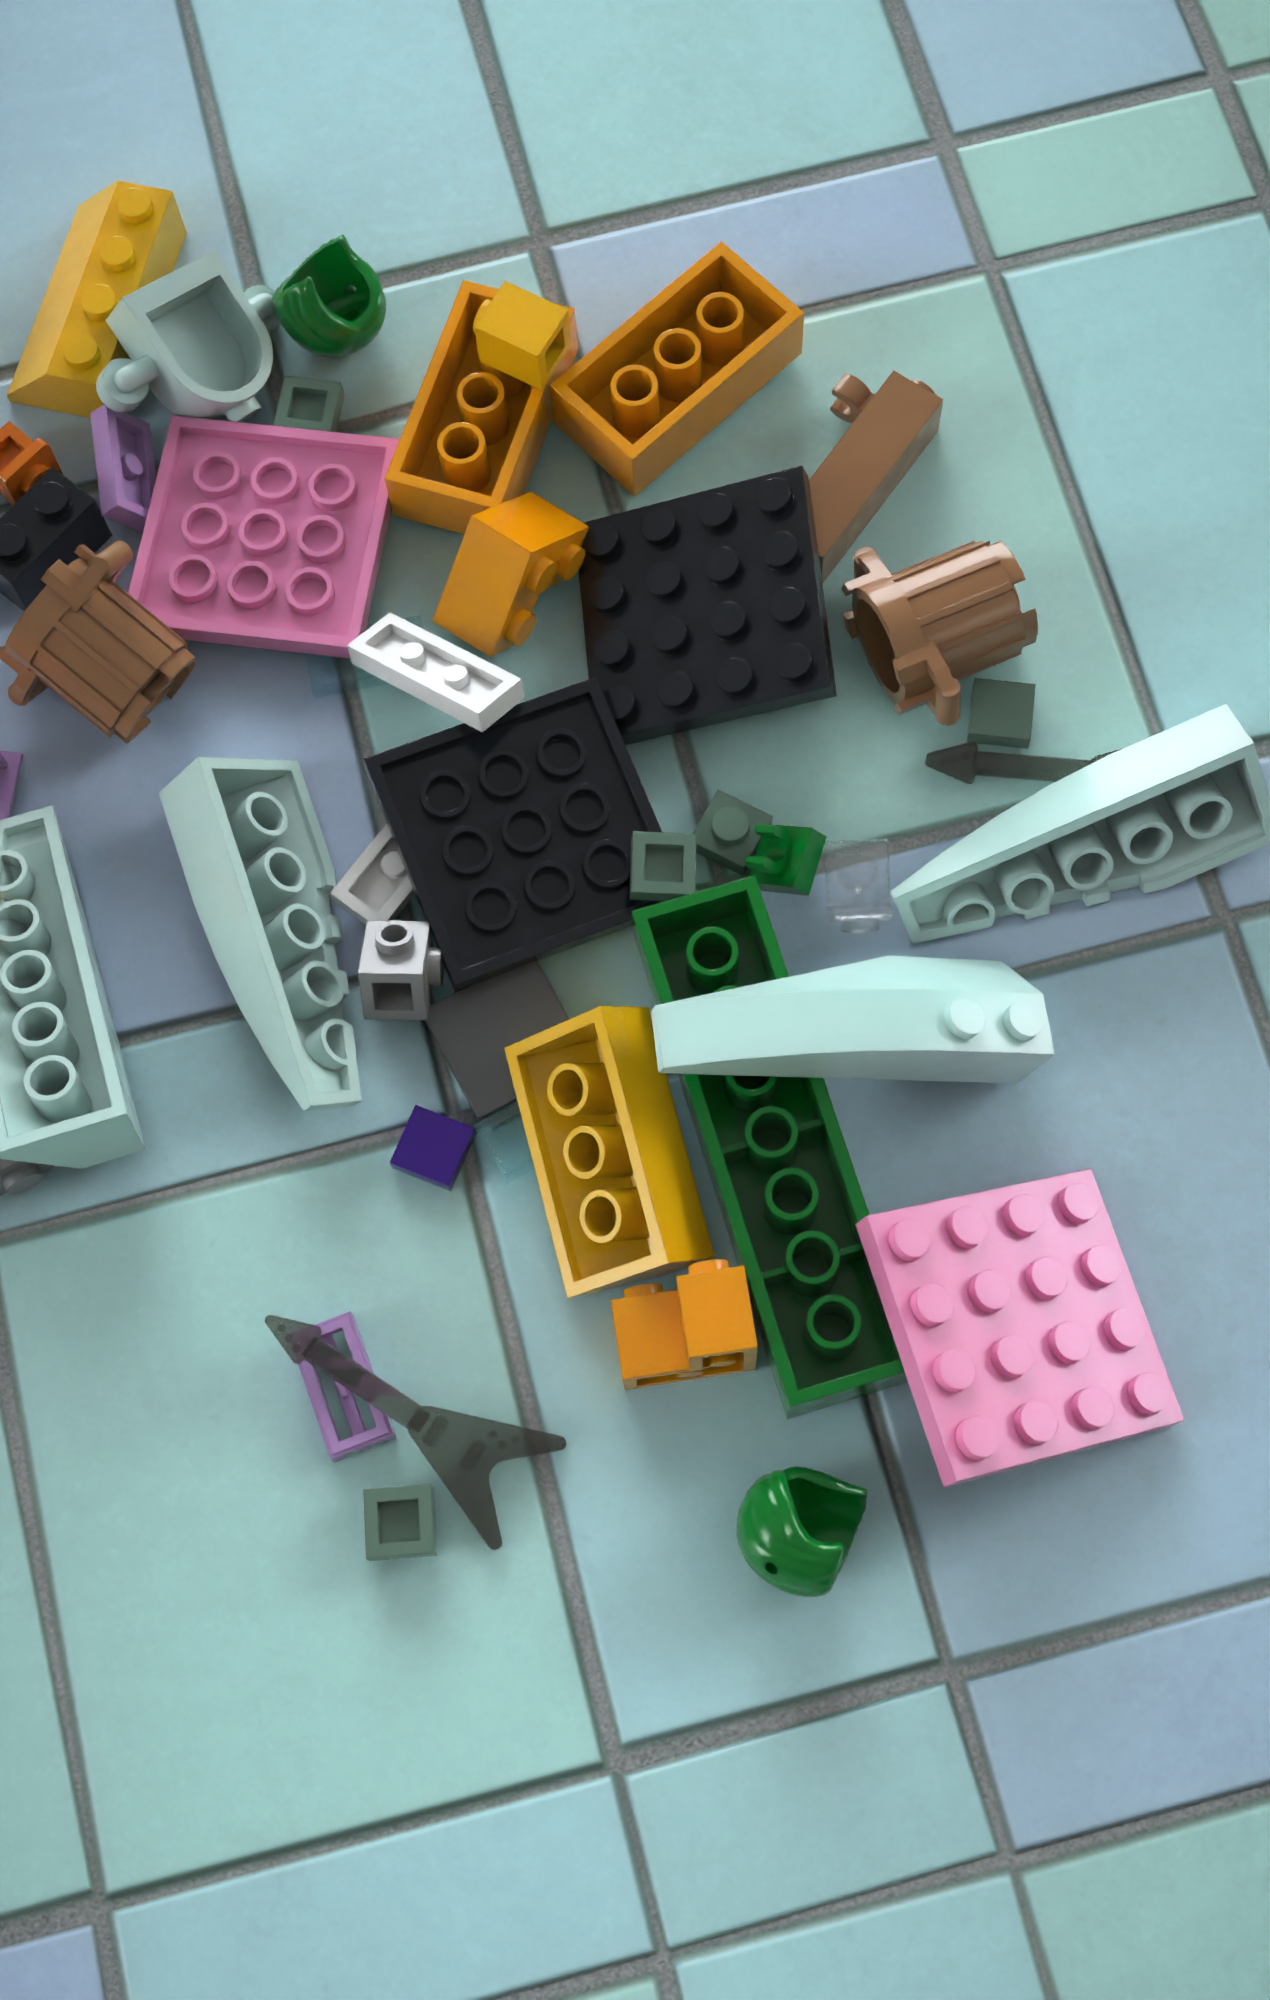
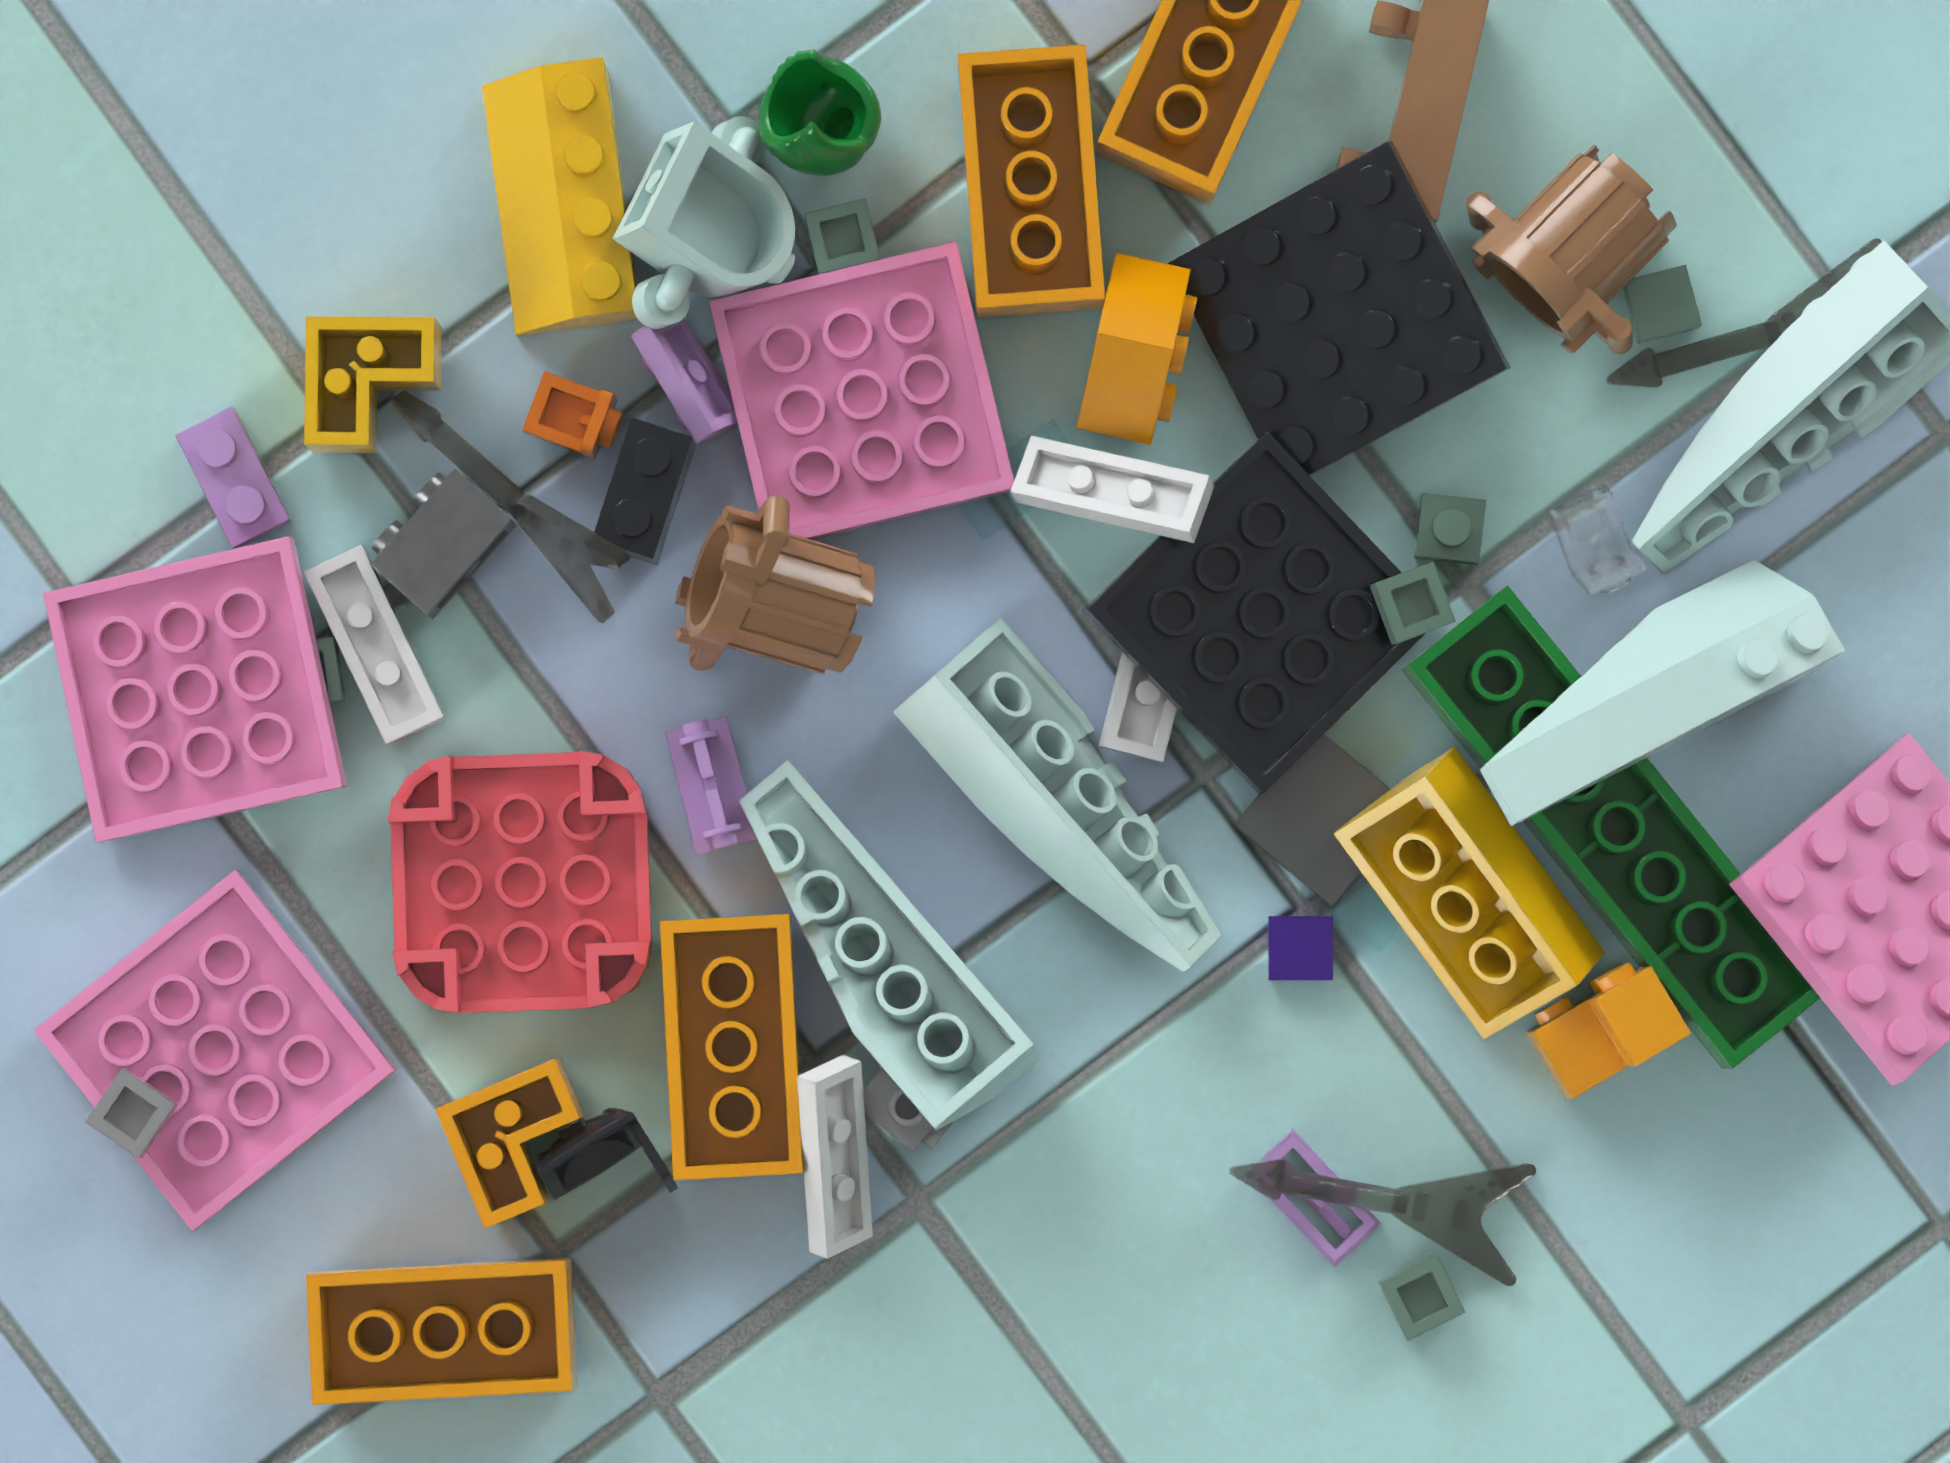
camera: 30 degrees left, 15 degrees up
(398, 970) = (1202, 796): light grey brick -> none
(522, 334) = (1055, 108): yellow brick -> none
(786, 858) = (1518, 542): green tile -> none
(799, 1528) = (1774, 1165): green piece -> none

